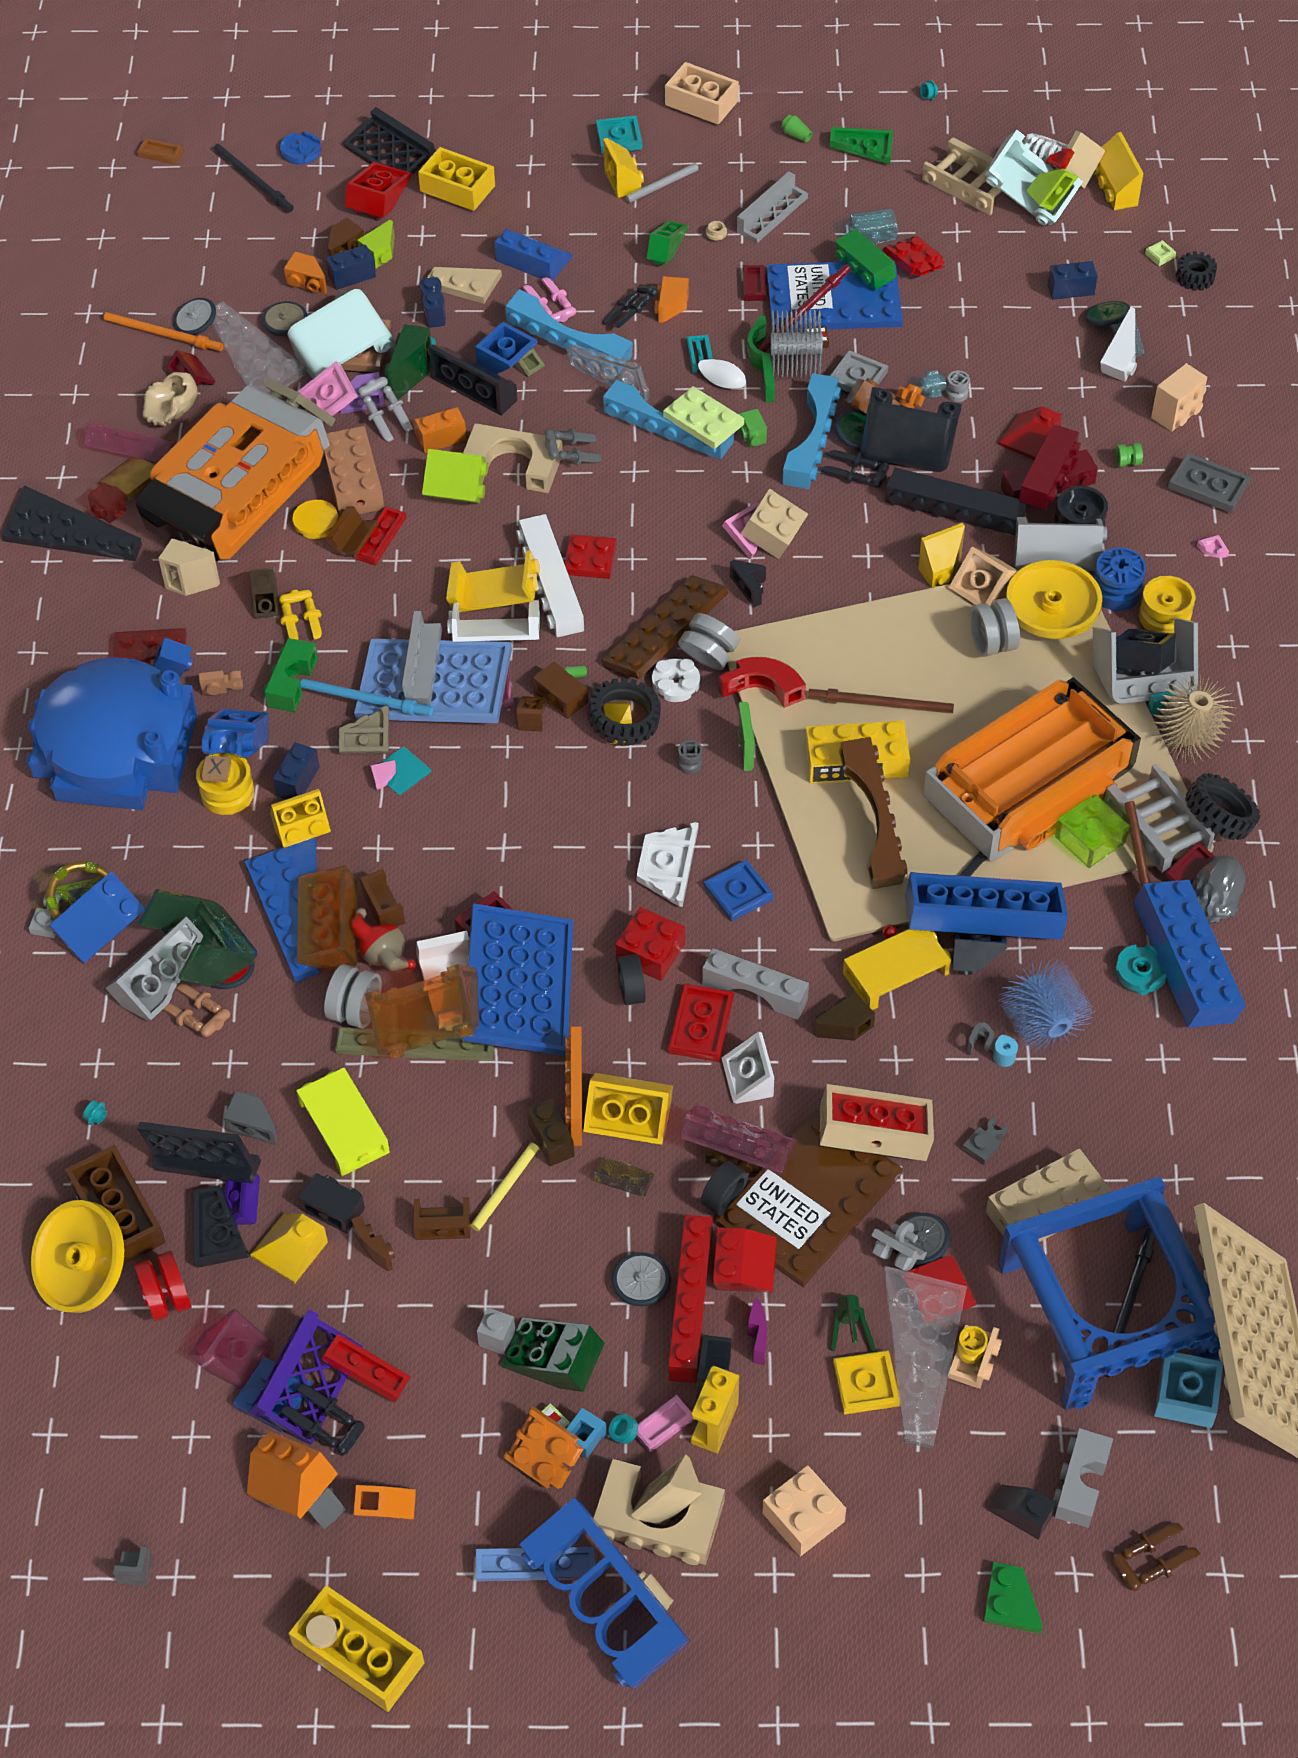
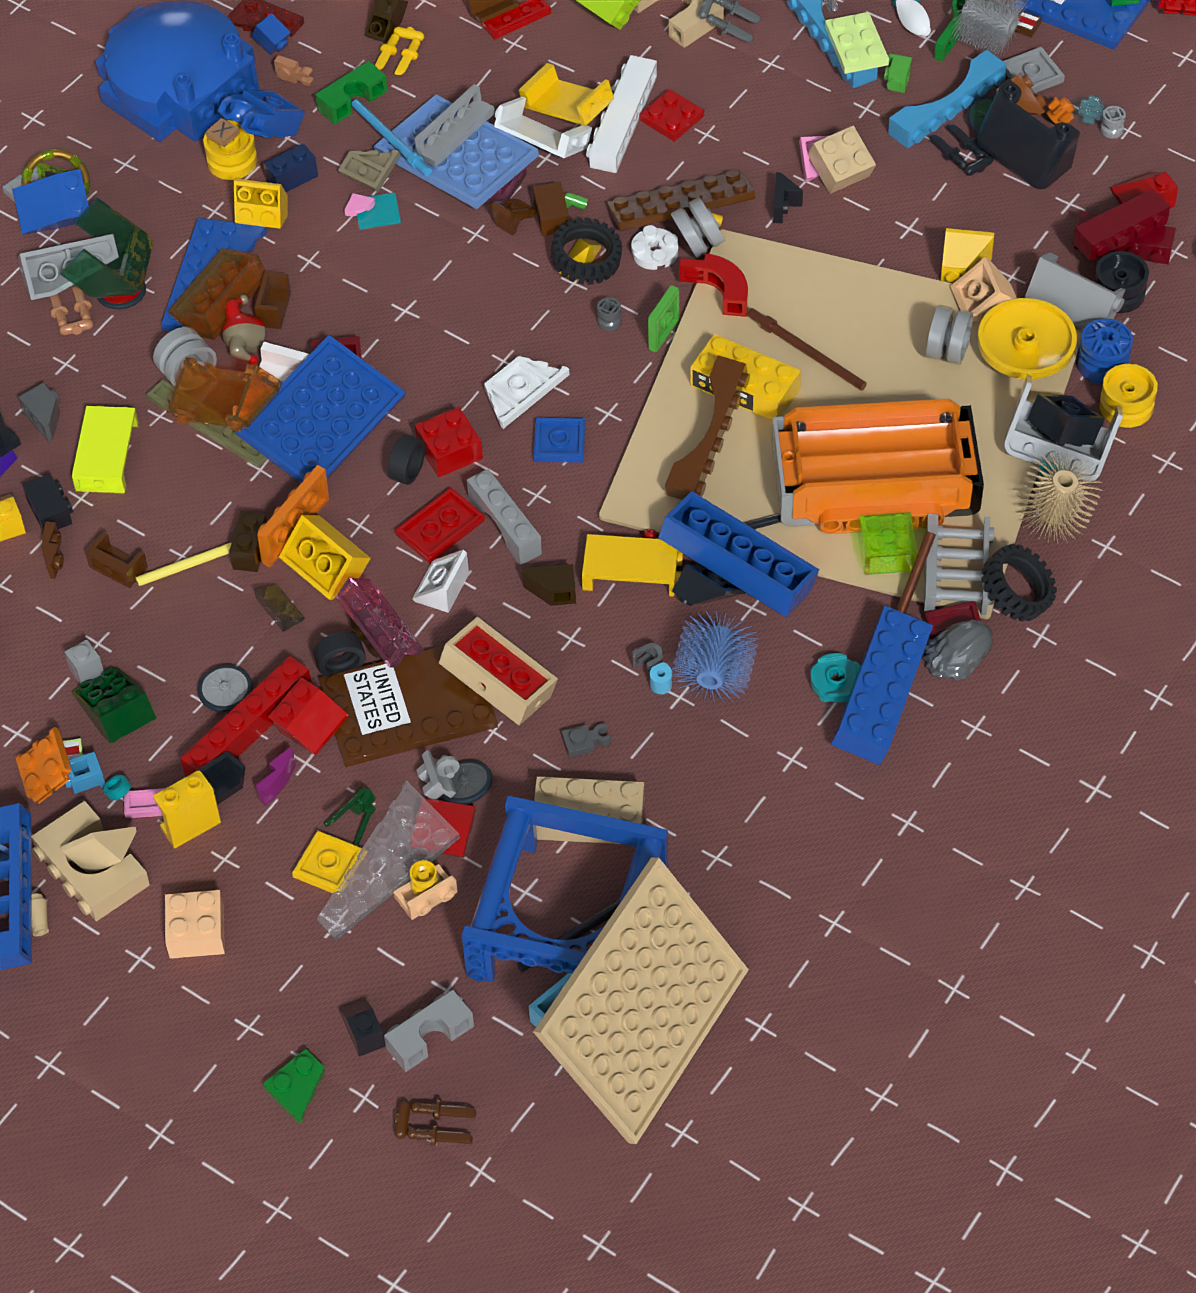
camera: 35 degrees right, 0 degrees up
(954, 501) = (1020, 215): black brick -> none

